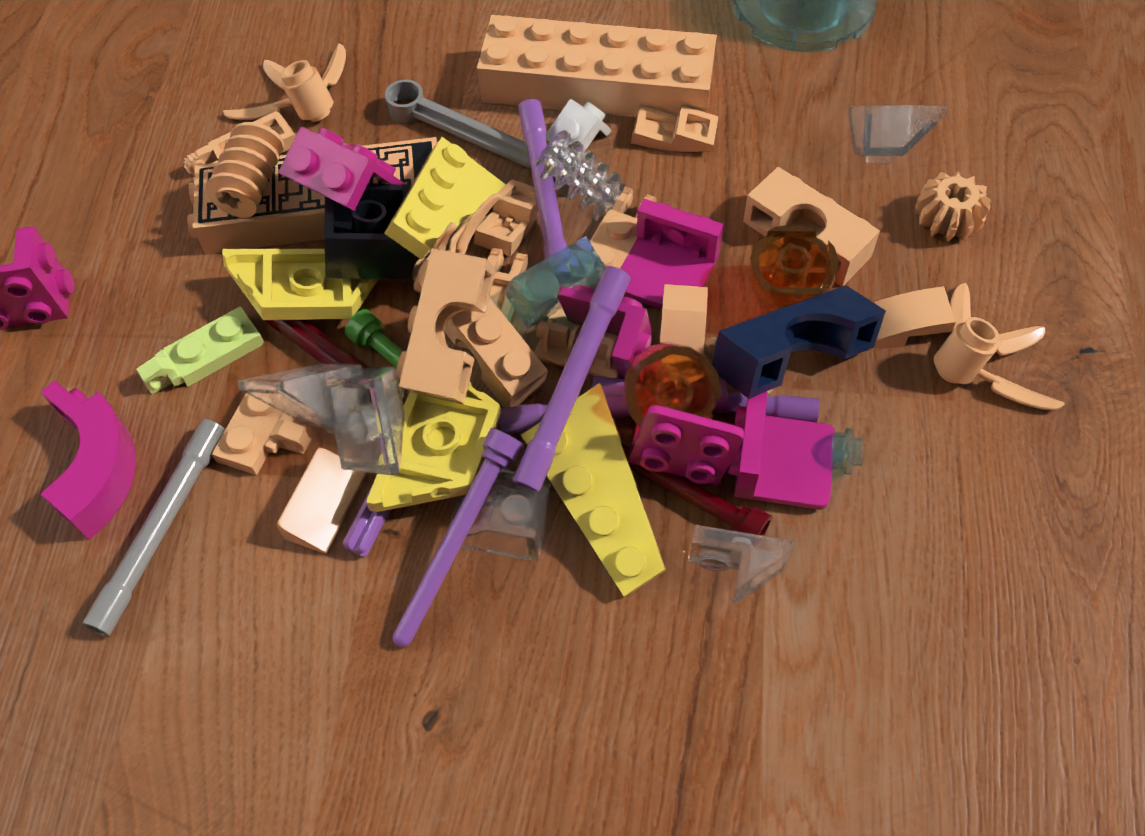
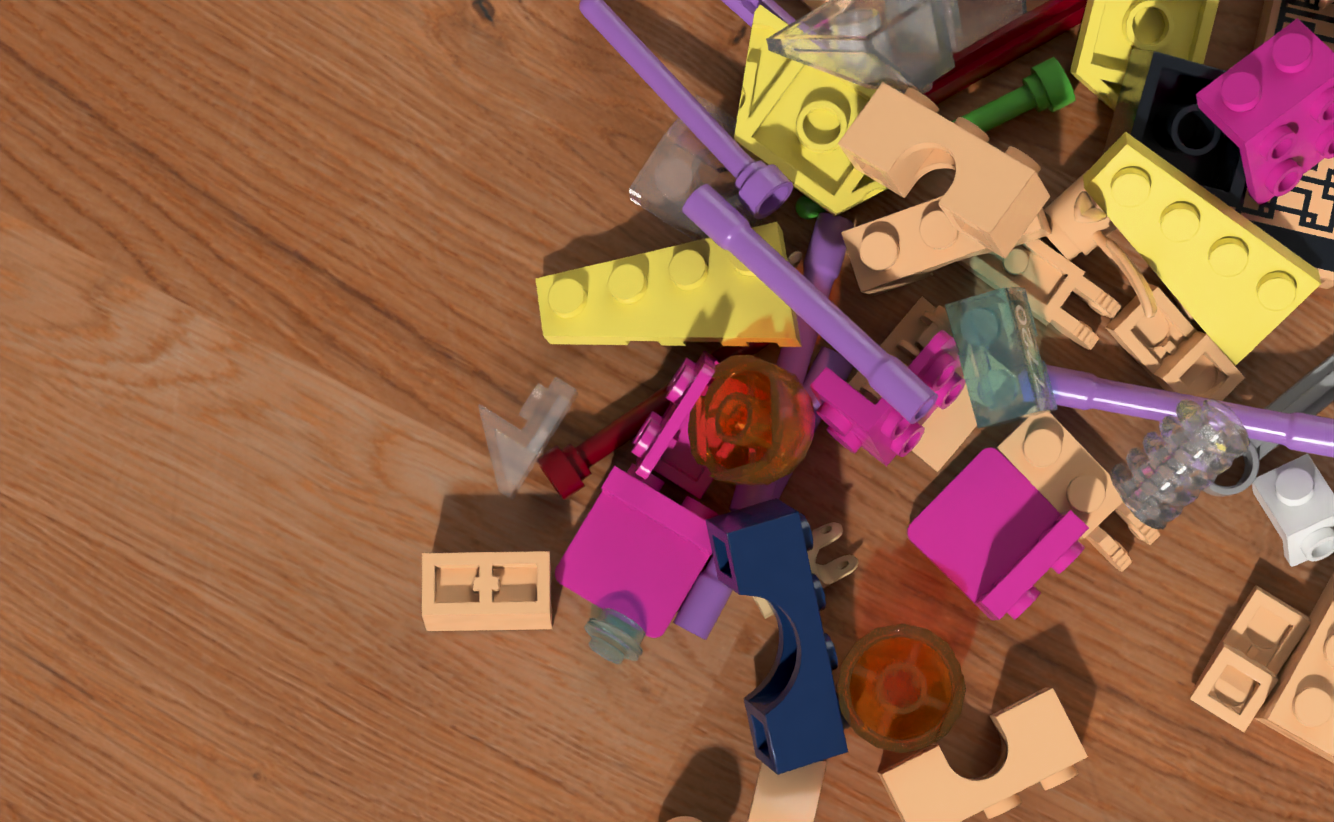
camera: 105 degrees right, 25 degrees up
(684, 315) = (872, 504): light nougat slope -> none
(864, 538) = (486, 591): none -> light nougat hinge

